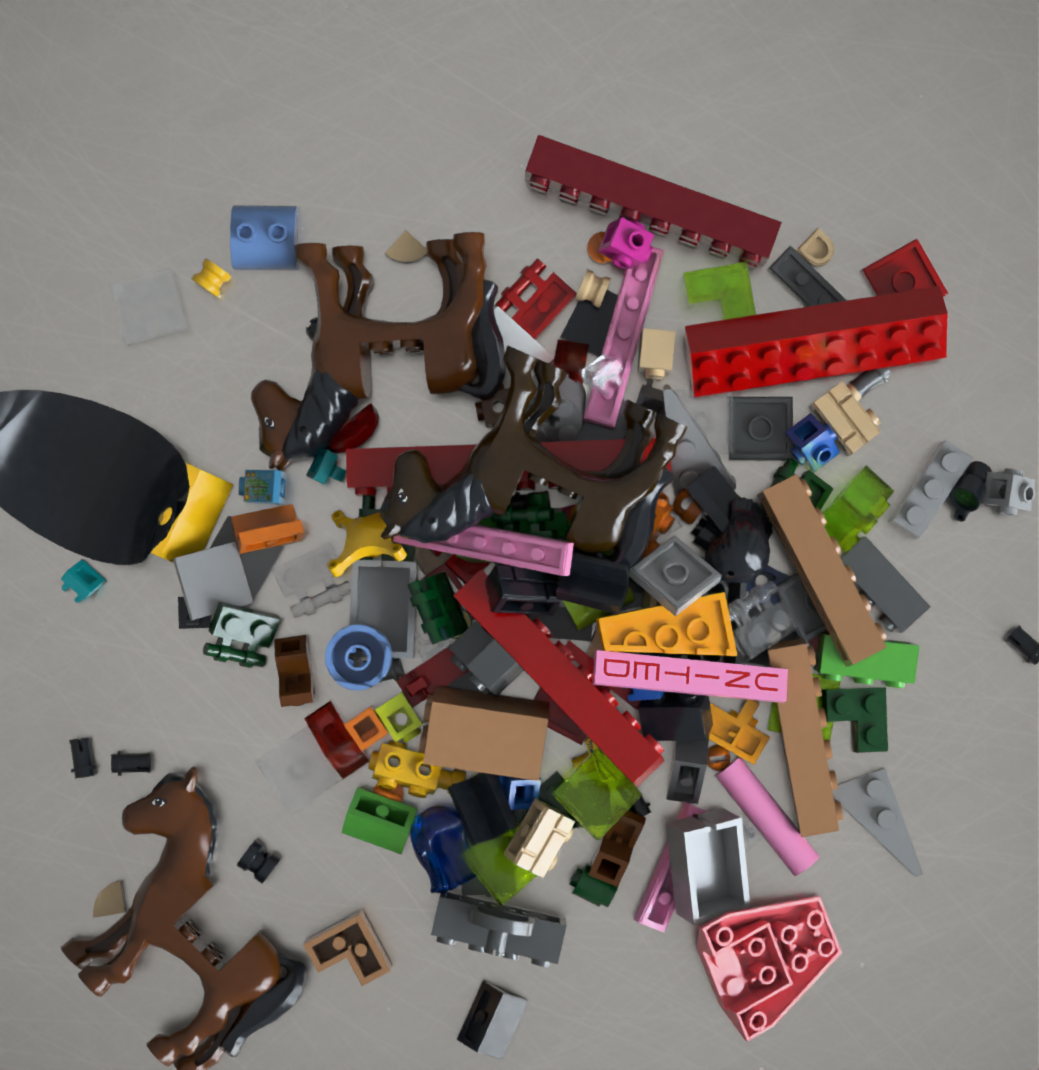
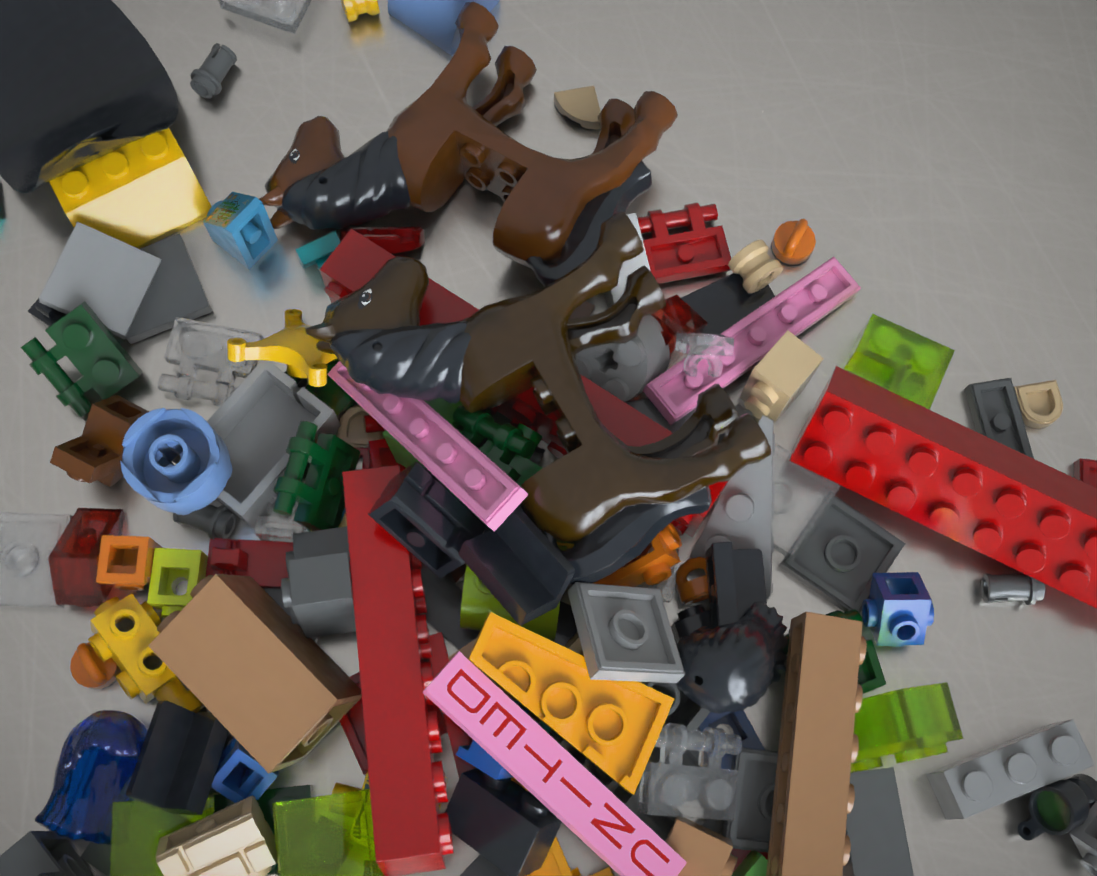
camera: 30 degrees right, 15 degrees down
(160, 394) = (208, 78): none -> dark grey pin
(266, 528) = (204, 273): orange panel -> none
(379, 820) = (52, 683): bright green brick -> none
(626, 243) = (828, 242): dark pink brick -> none
(651, 201) = (887, 221): dark red brick -> none
(846, 417) = (960, 610): tan brick -> none

